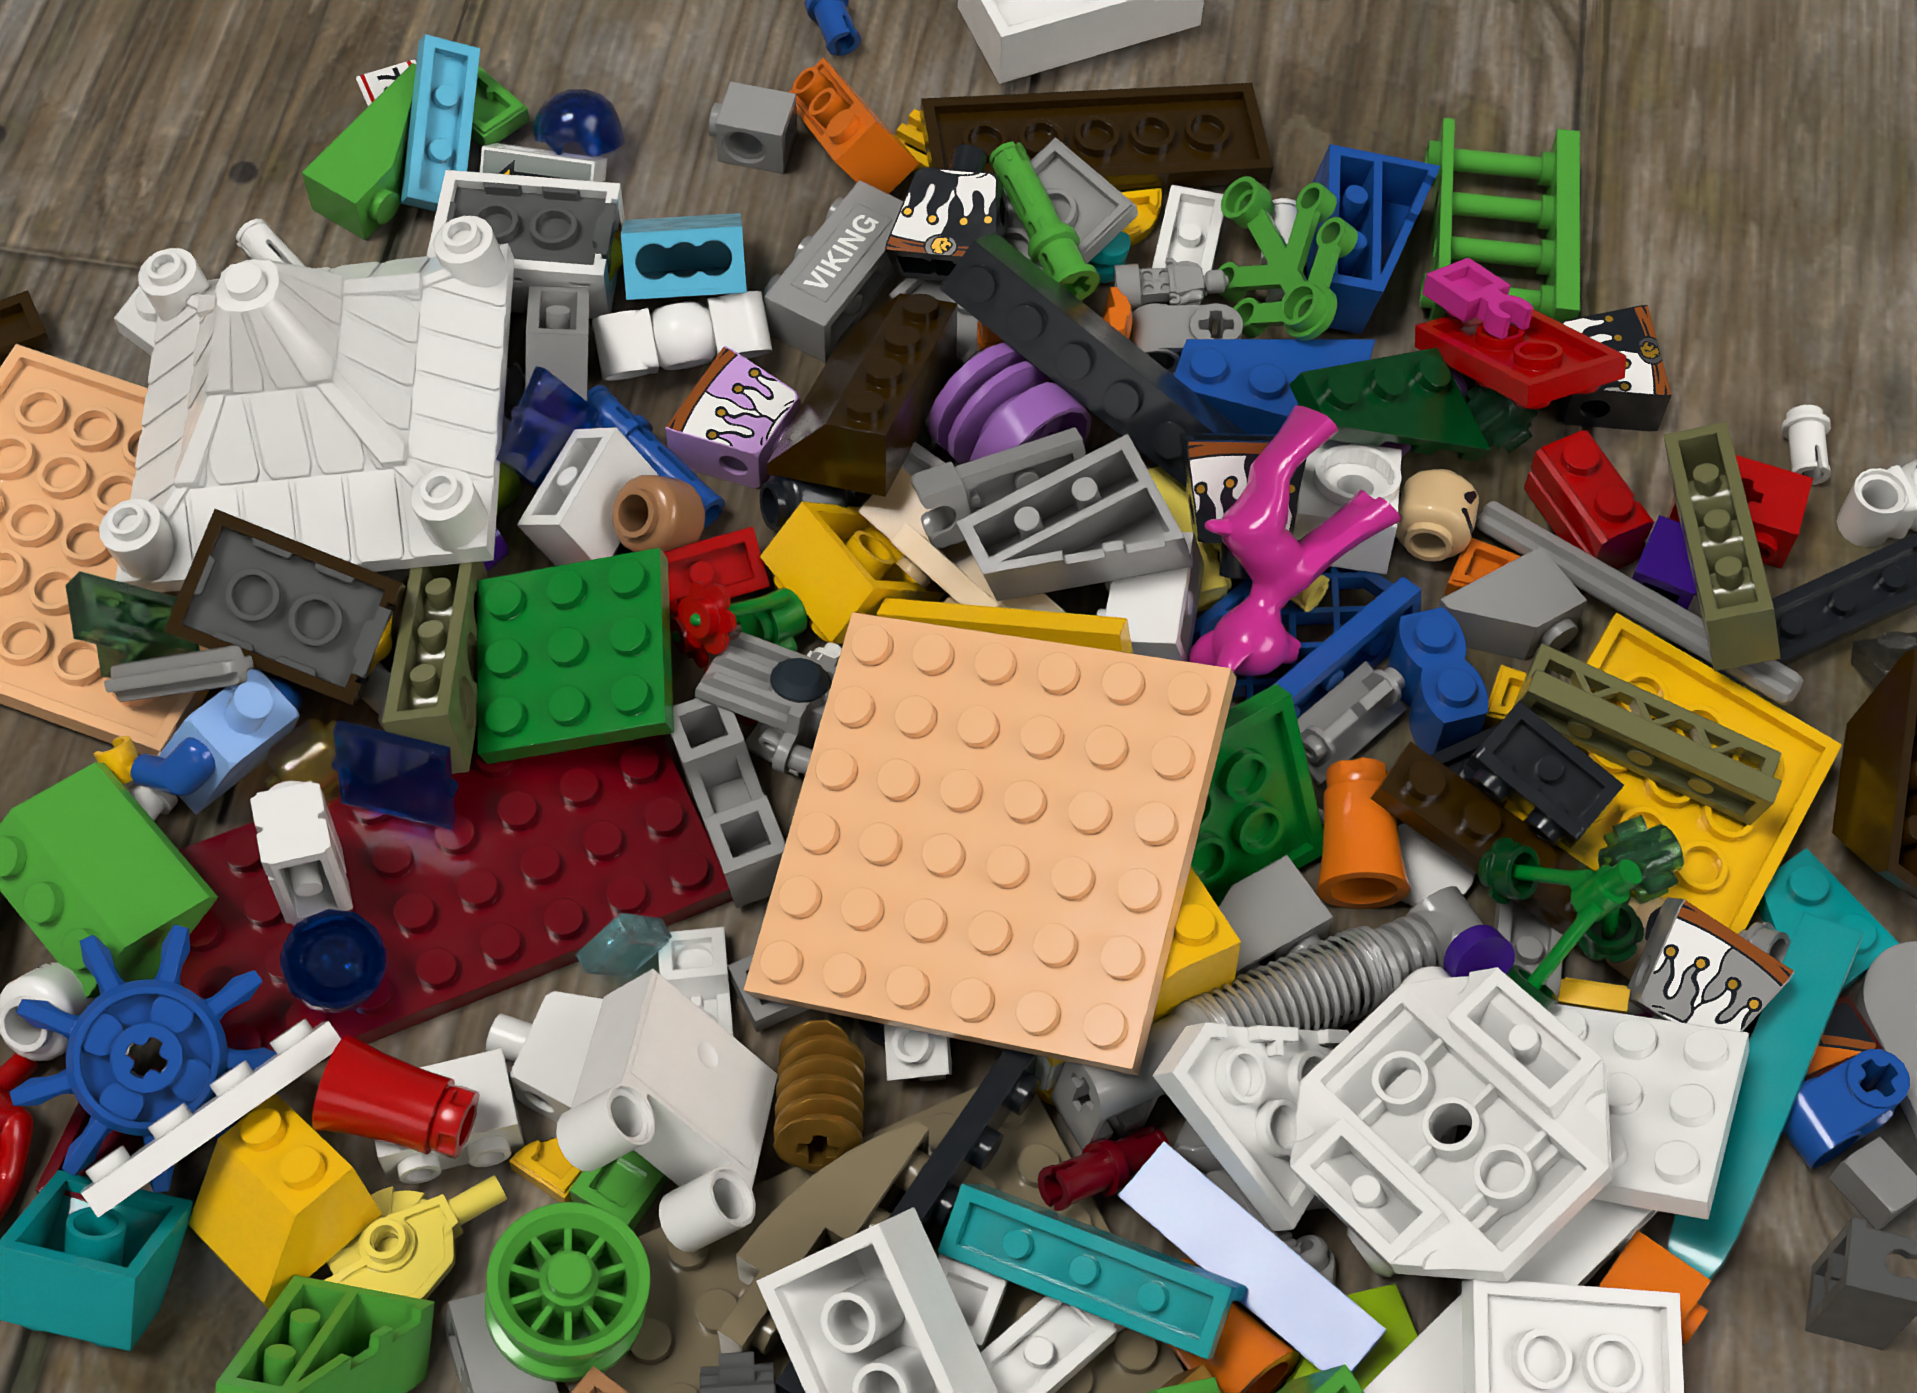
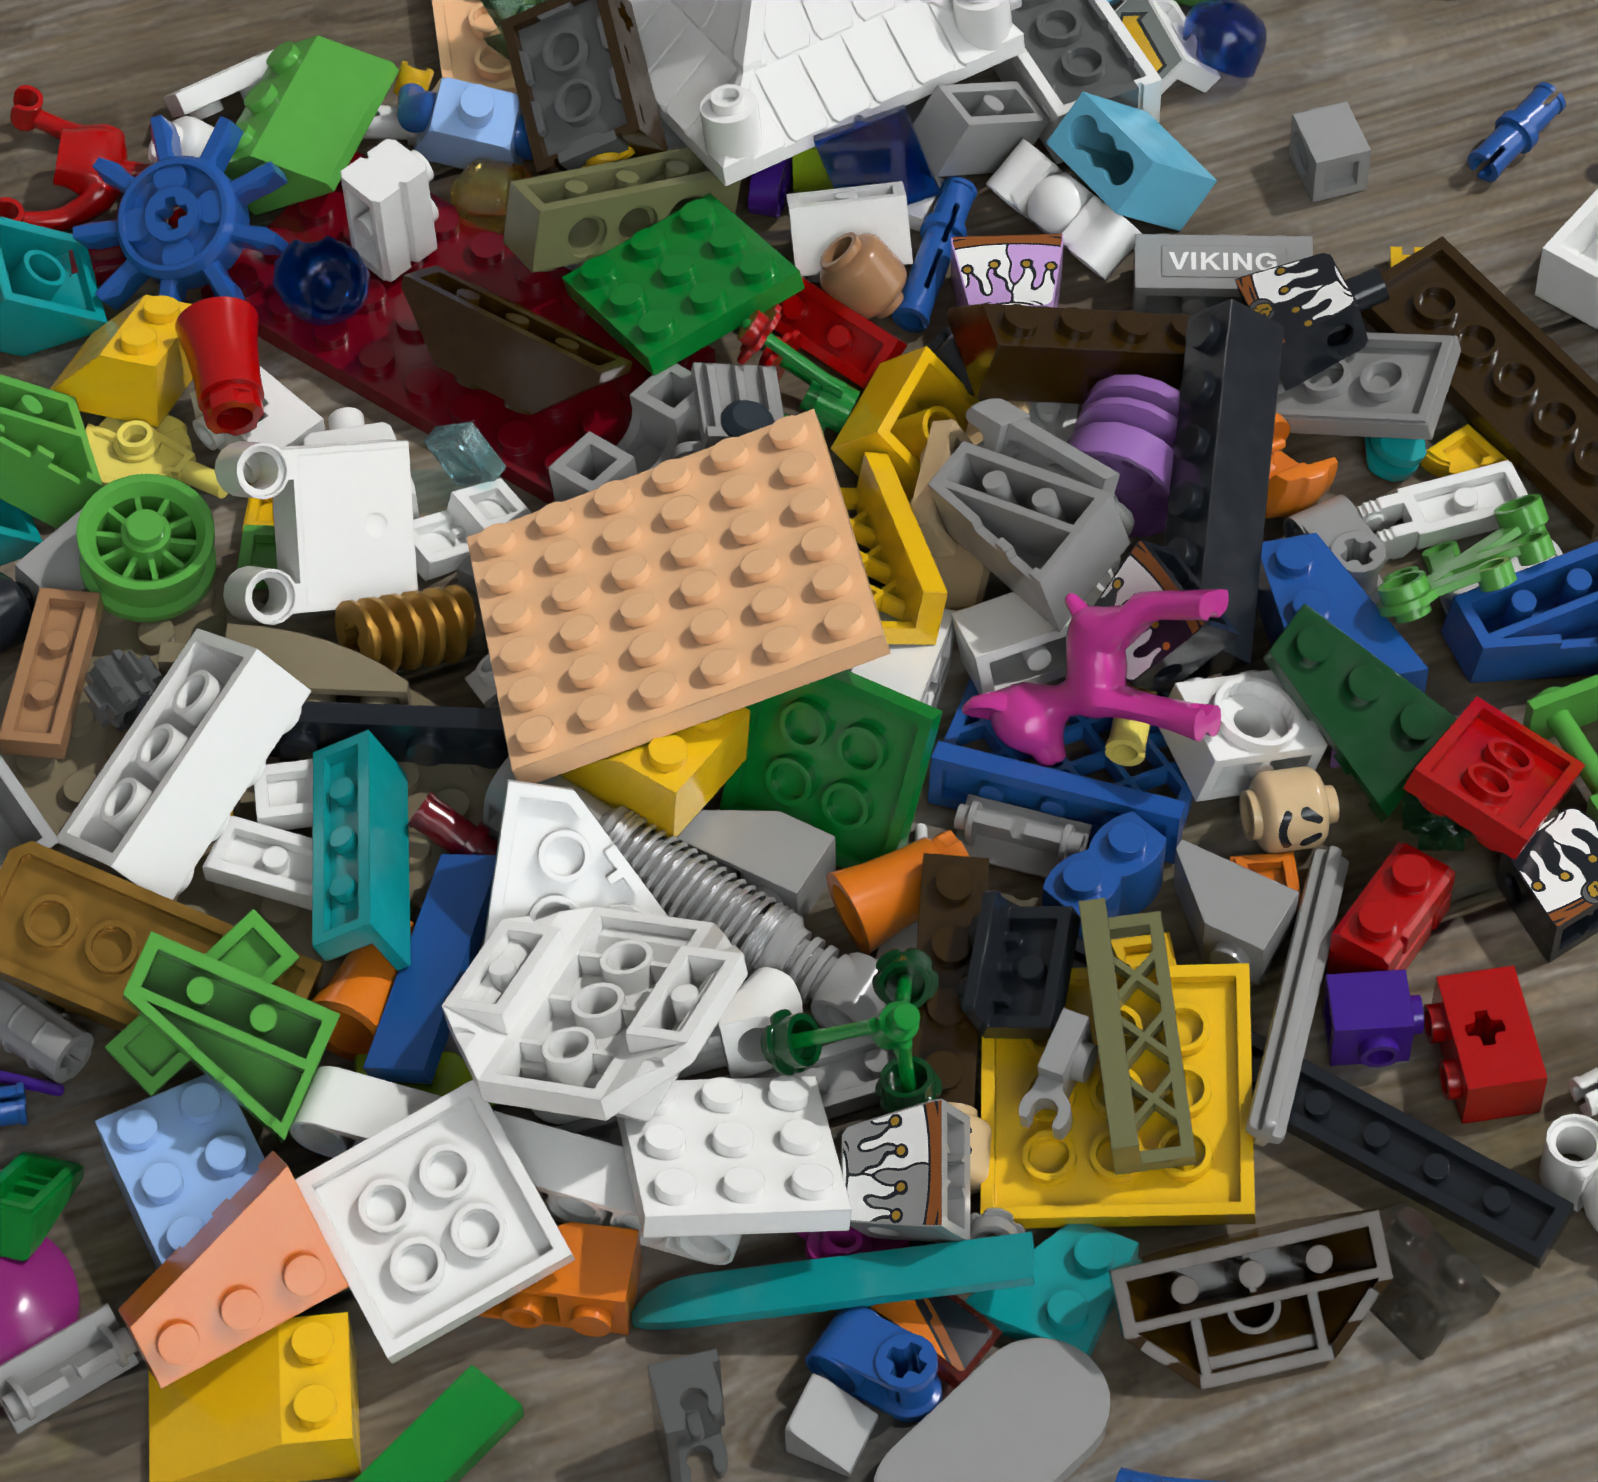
camera: 65 degrees right, 5 degrees down
(179, 673) = (490, 61): light grey axle -> none
(183, 1131) = (132, 268): white plate -> none
(395, 774) = (496, 229): clear blue piece -> none
(553, 832) = (503, 345): none -> dark brown wedge
(850, 129) = (1372, 215): orange slope -> none
(1051, 242) = (1335, 386): bright green pin -> none
(1175, 283) = (1387, 509): light grey piece -> none
(1472, 292) = (1534, 717): dark pink plate -> none
(1477, 950) = (828, 1005): dark purple tile -> none
(1594, 995) = (844, 1106): yellow tile -> none
(1652, 849) = (993, 1081): clear green gear -> none
(1653, 794) = (1065, 1061): none -> light grey plate
(1722, 547) = (1359, 995): olive brick -> none

